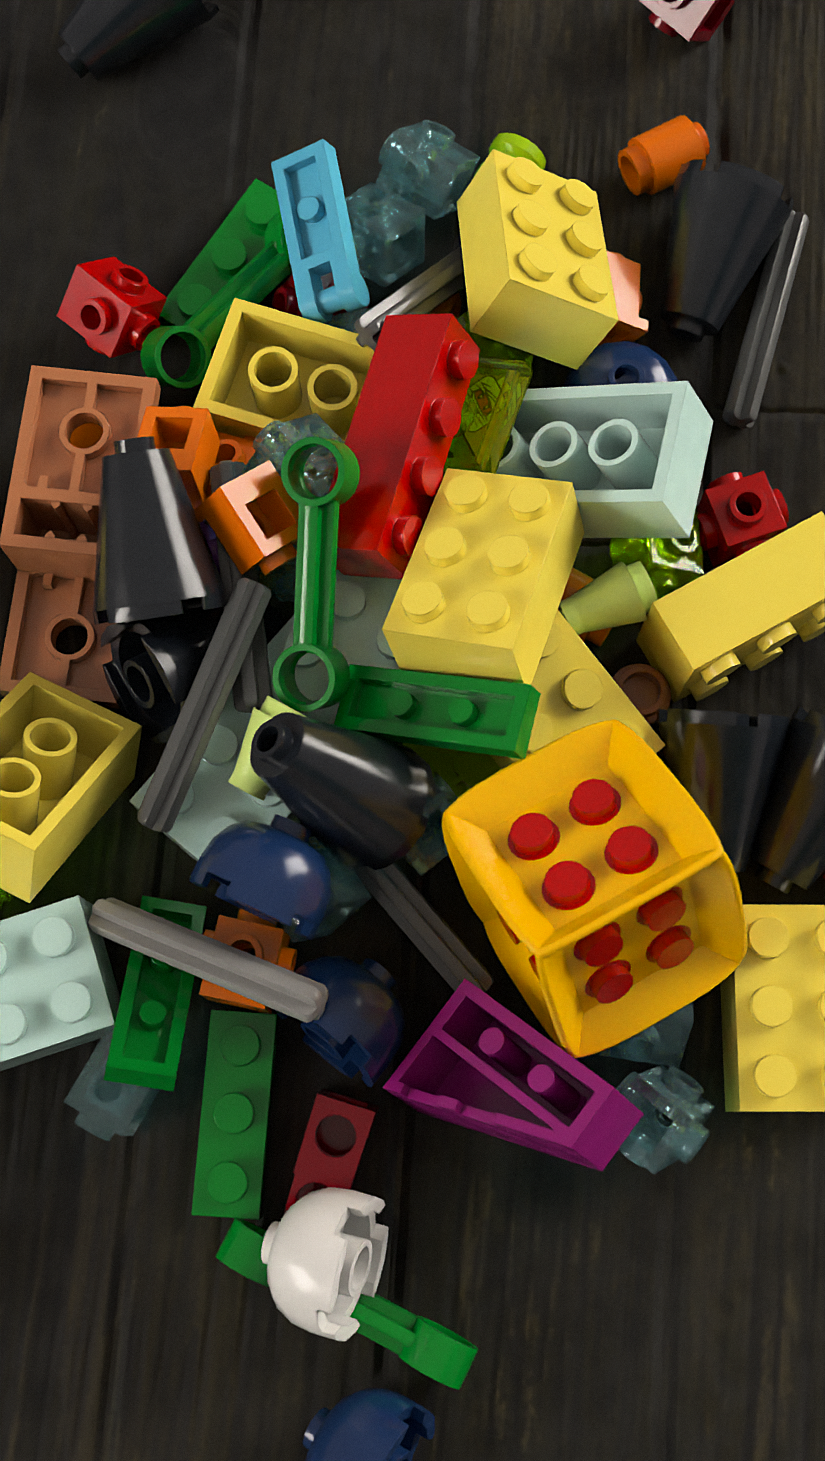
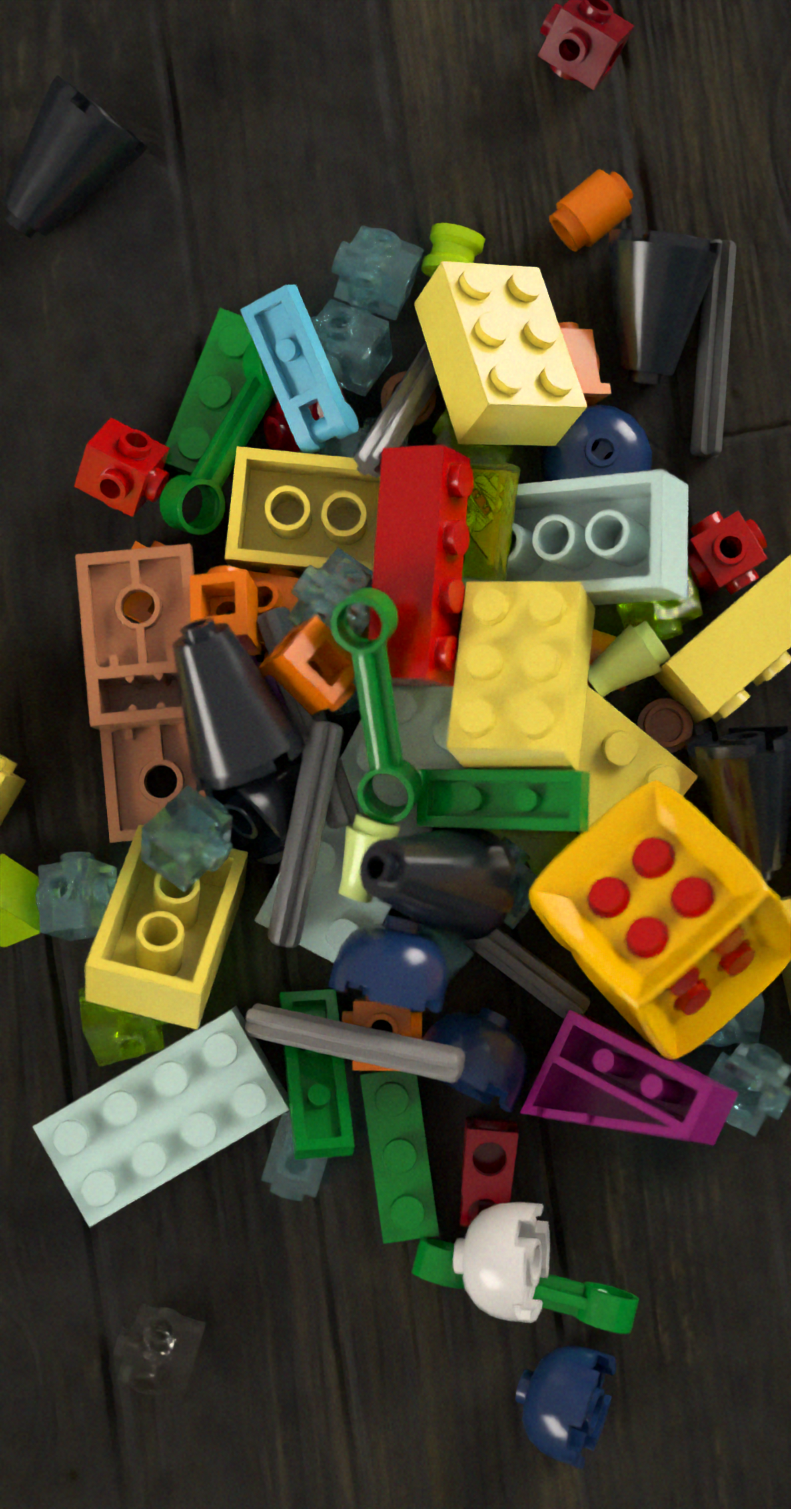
camera: 15 degrees left, 10 degrees up
(73, 688) = (187, 838): none -> clear light blue brick

